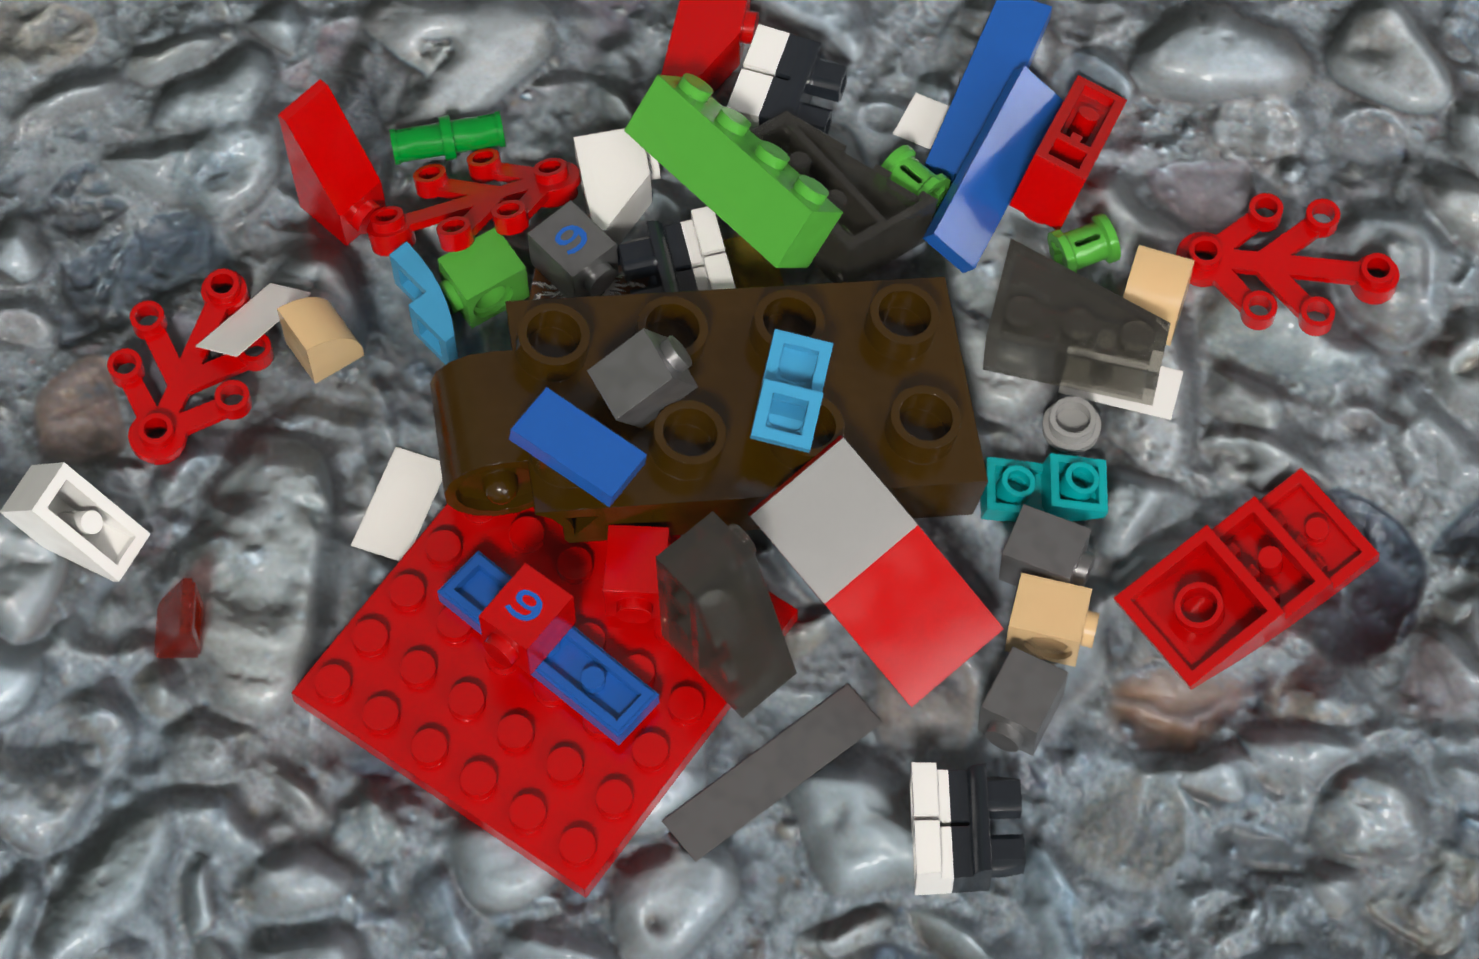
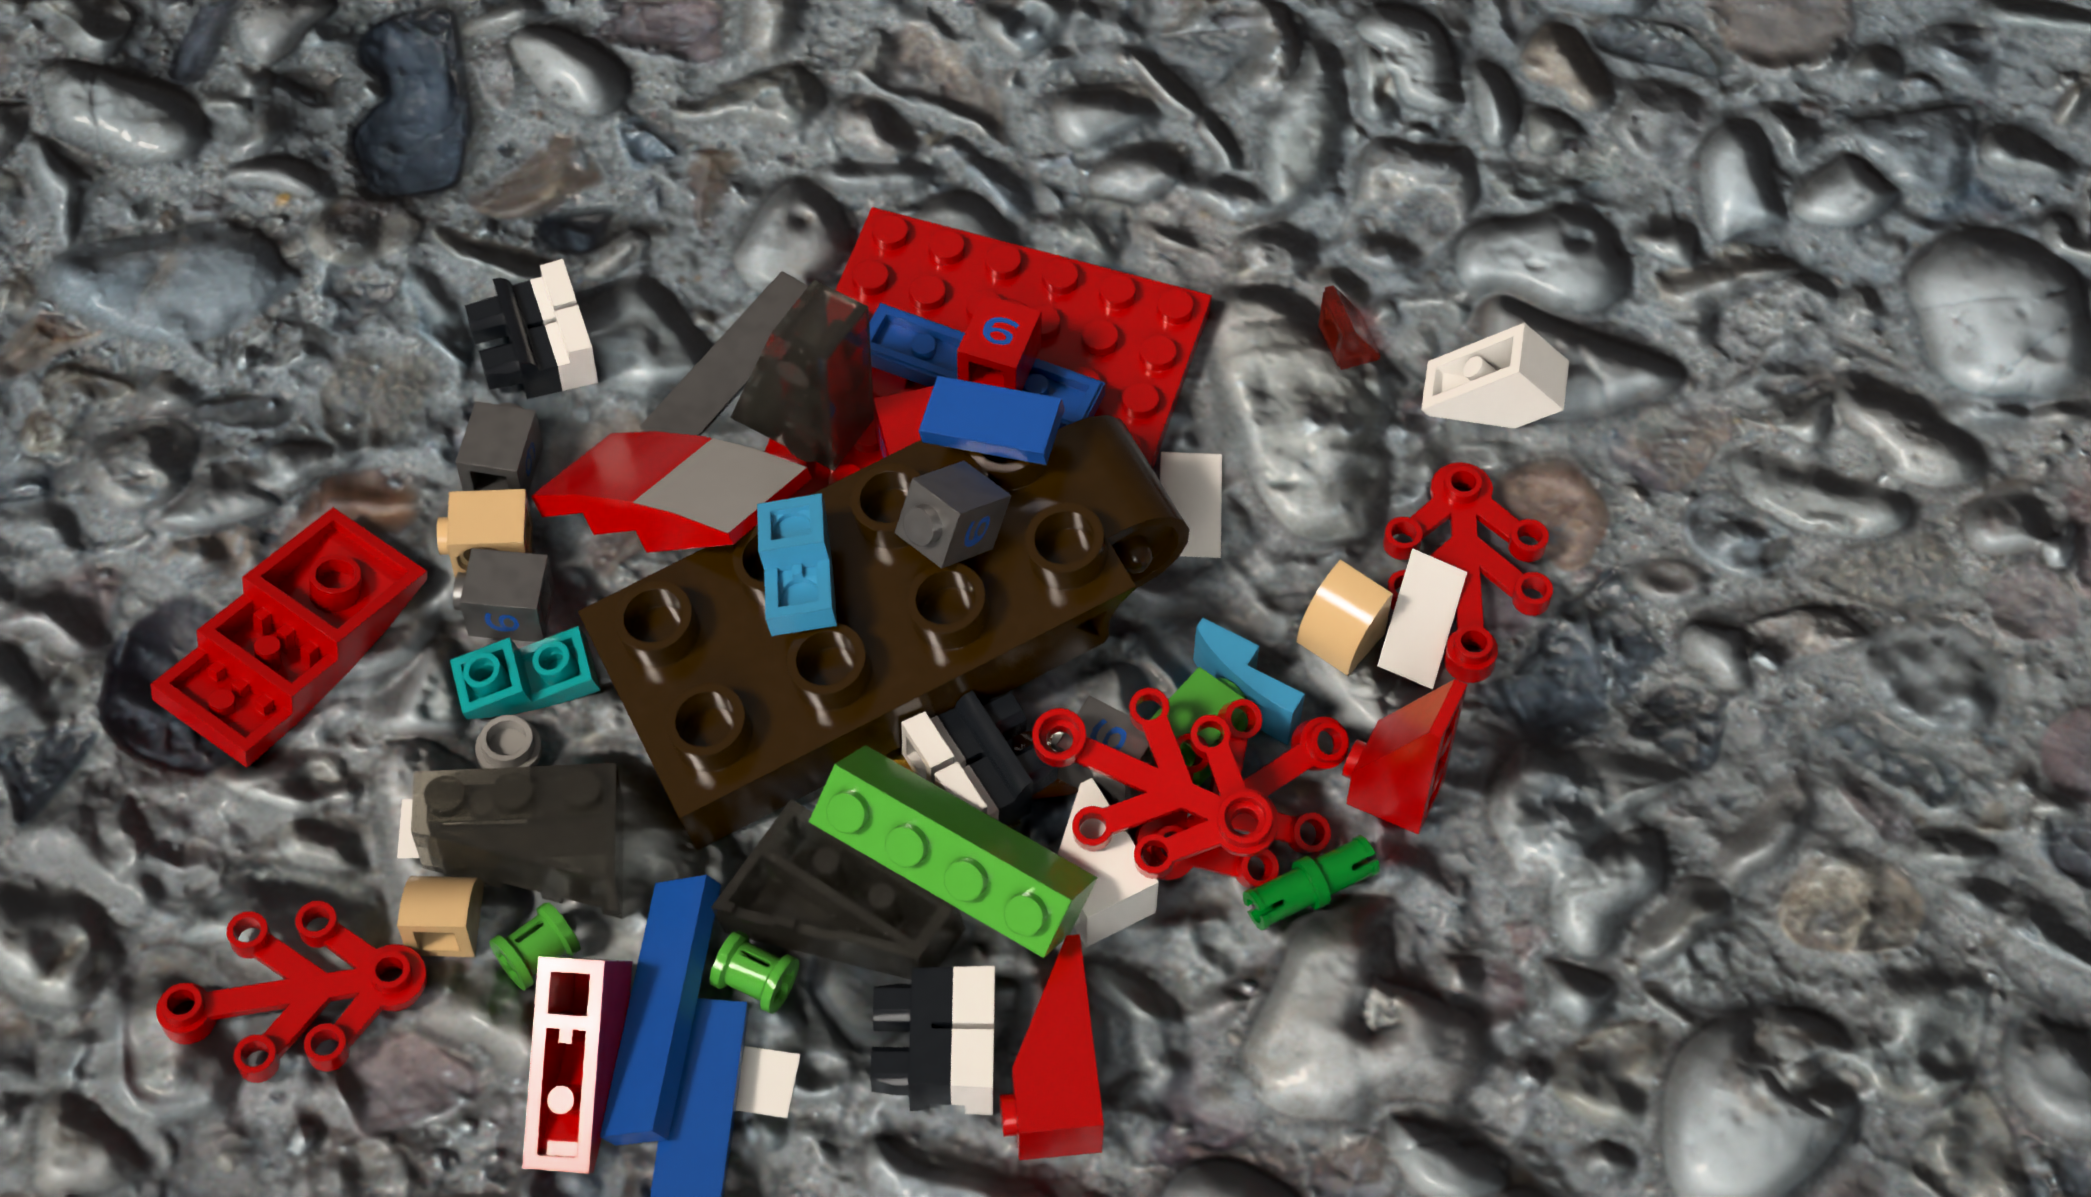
camera: 160 degrees right, 5 degrees down
(495, 138) = (1165, 787): none -> red plant

